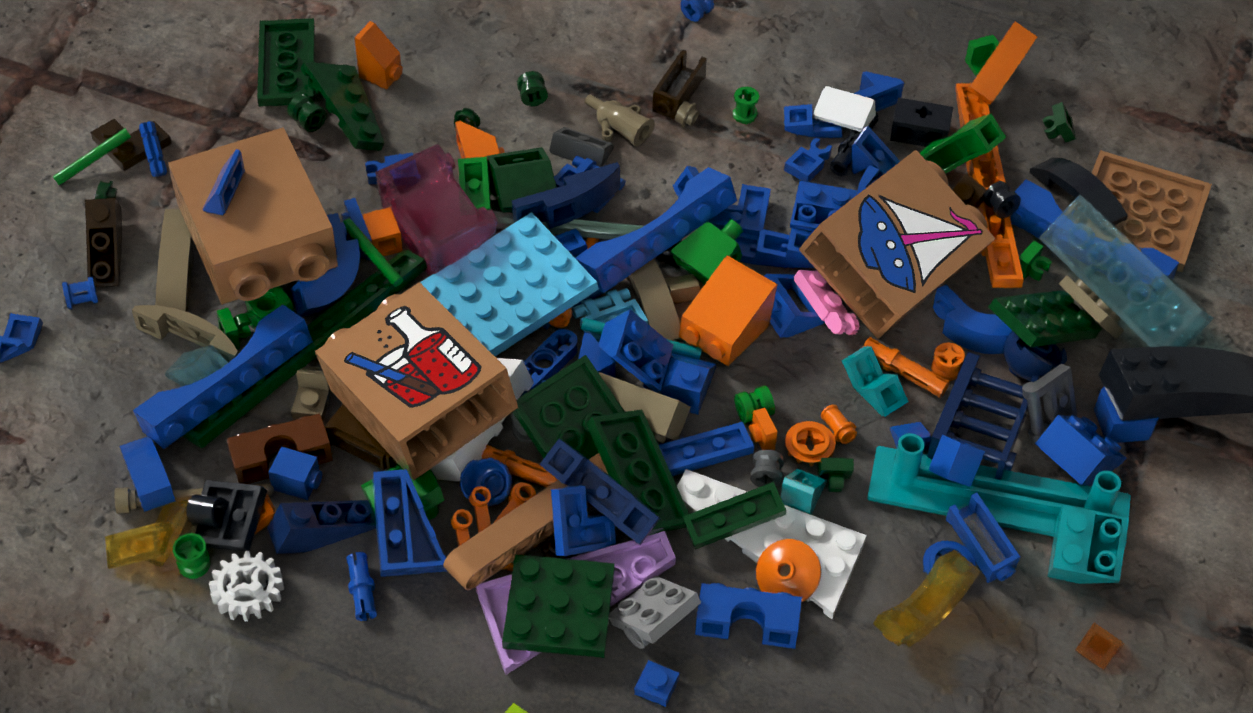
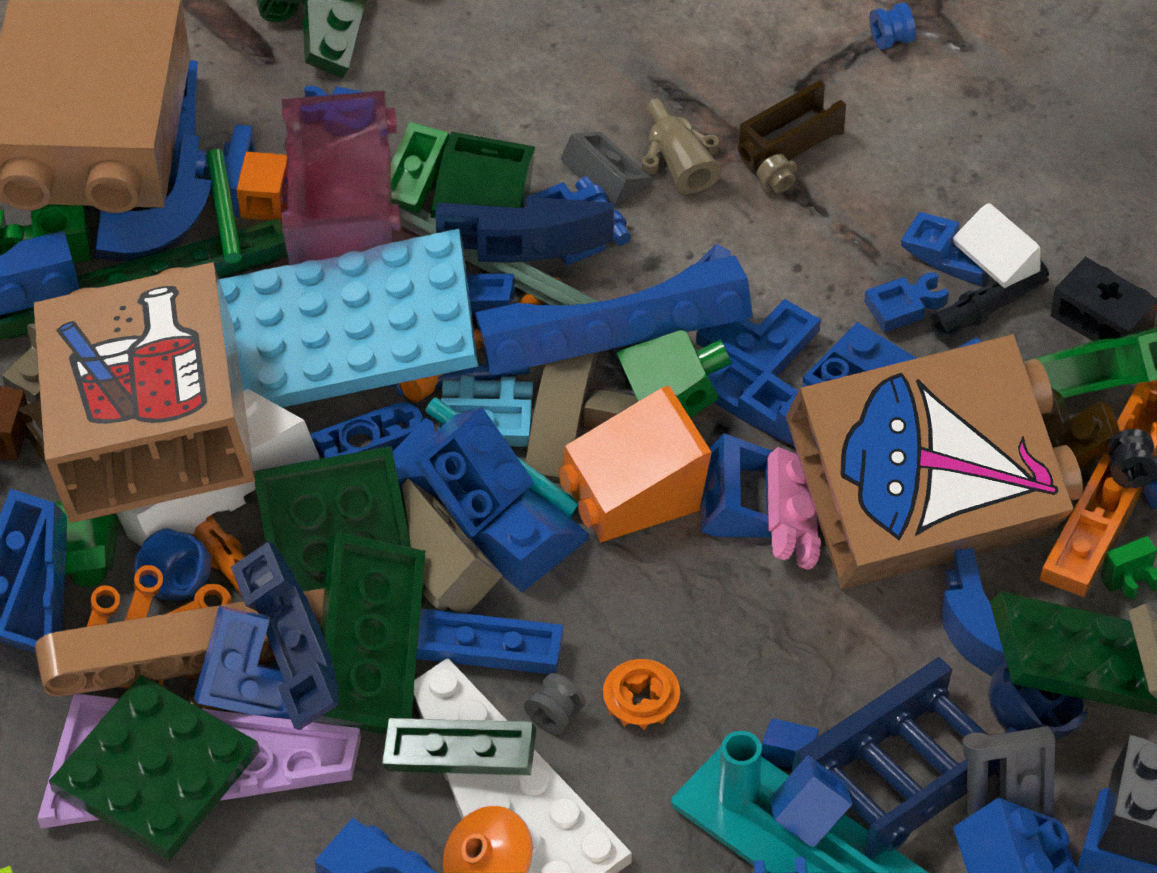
camera: 30 degrees right, 0 degrees up
(225, 185) = (54, 44): blue slope -> none
(467, 113) = (473, 77): dark green plate -> none
(475, 142) = (458, 110): orange slope -> none
(532, 88) = (587, 64): dark green wheel -> none
(653, 610) = (273, 825): light grey plate -> none
(745, 105) = (857, 180): green bush -> none
(749, 402) = (586, 608): green wheel -> none
(763, 430) = (583, 648): orange plate -> none
(802, 490) = (583, 752): teal slope -> none
(836, 470) = (644, 747): dark green tile -> none
(843, 429) = (698, 694): orange pin -> none
(870, 150) = (994, 315): blue slope -> none
(878, 389) = (787, 646): teal slope -> none
(881, 89) = (1070, 240): blue slope -> none
(894, 361) = (836, 629): orange pin -> none
(951, 354) = (906, 648): orange wheel -> none

